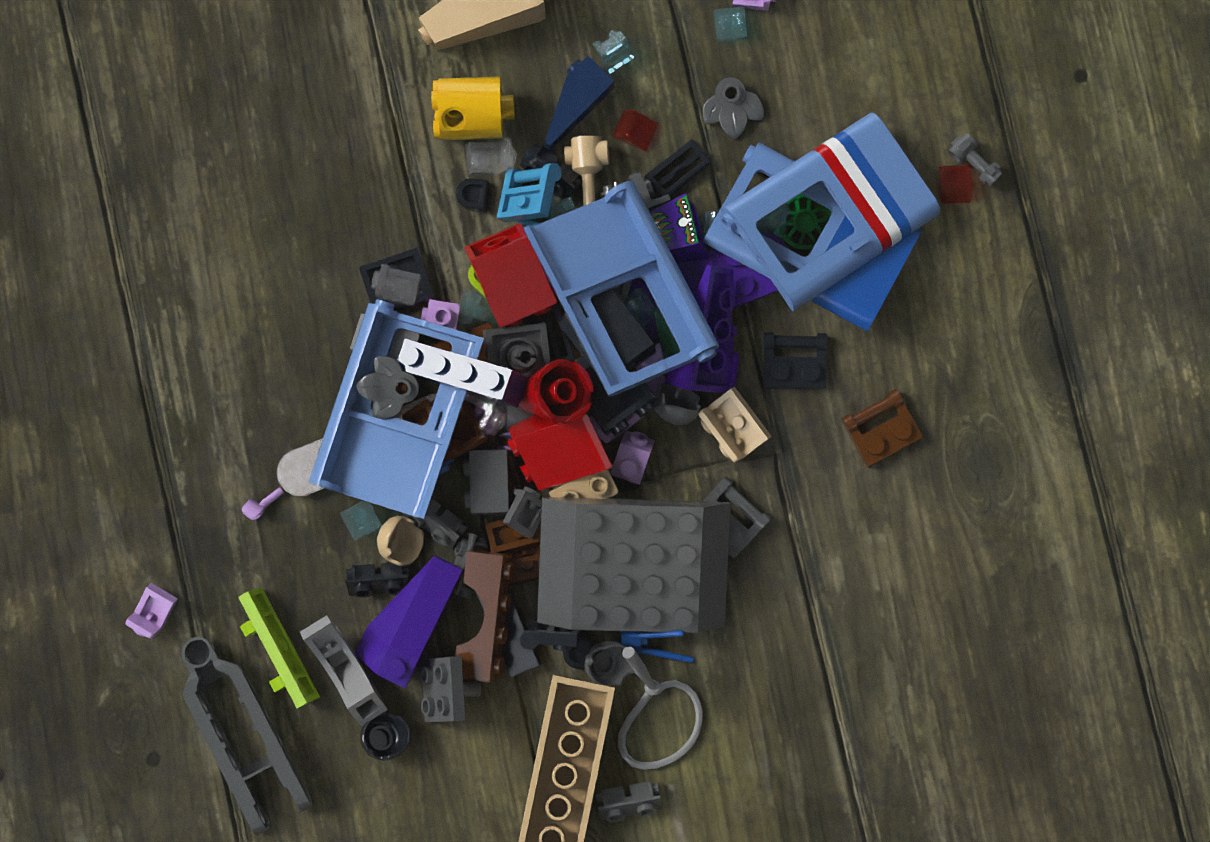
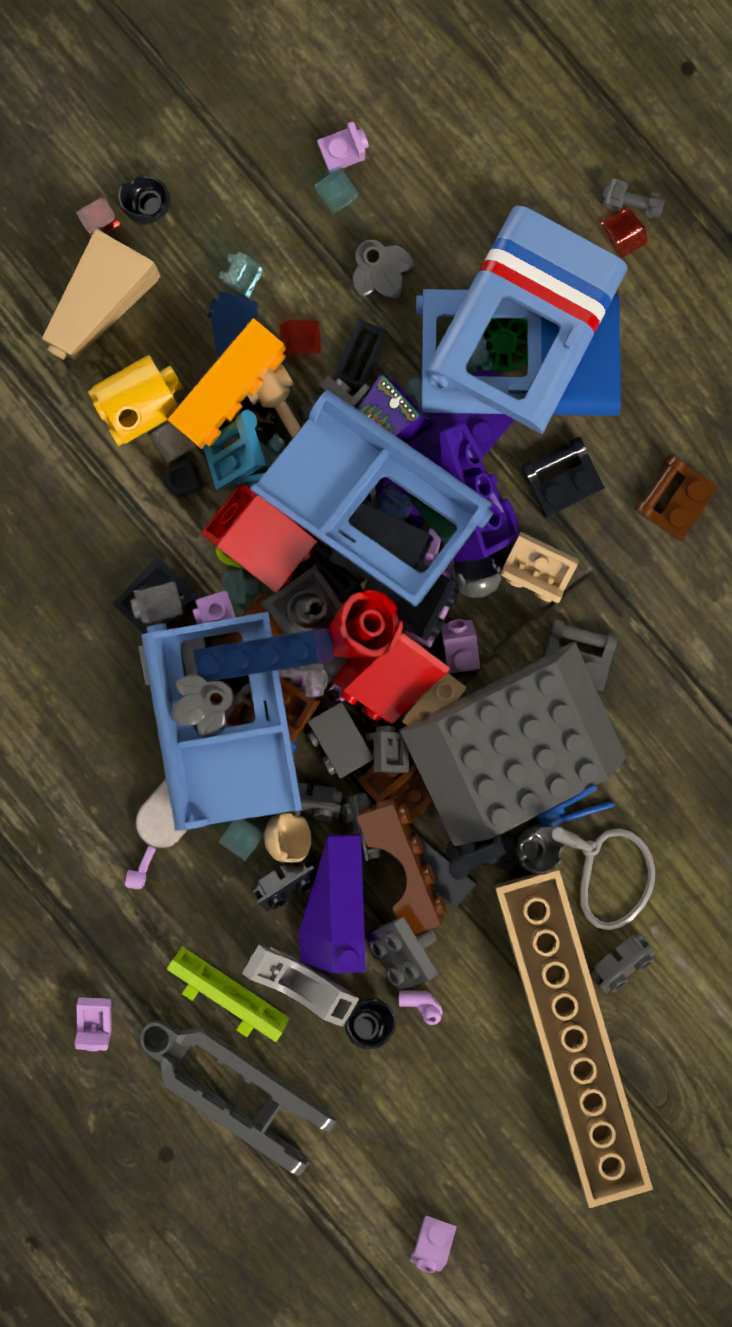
camera: 30 degrees left, 5 degrees up
(441, 745) = (424, 1002): none -> lavender arm
(551, 134) = (227, 384): none -> light orange brick

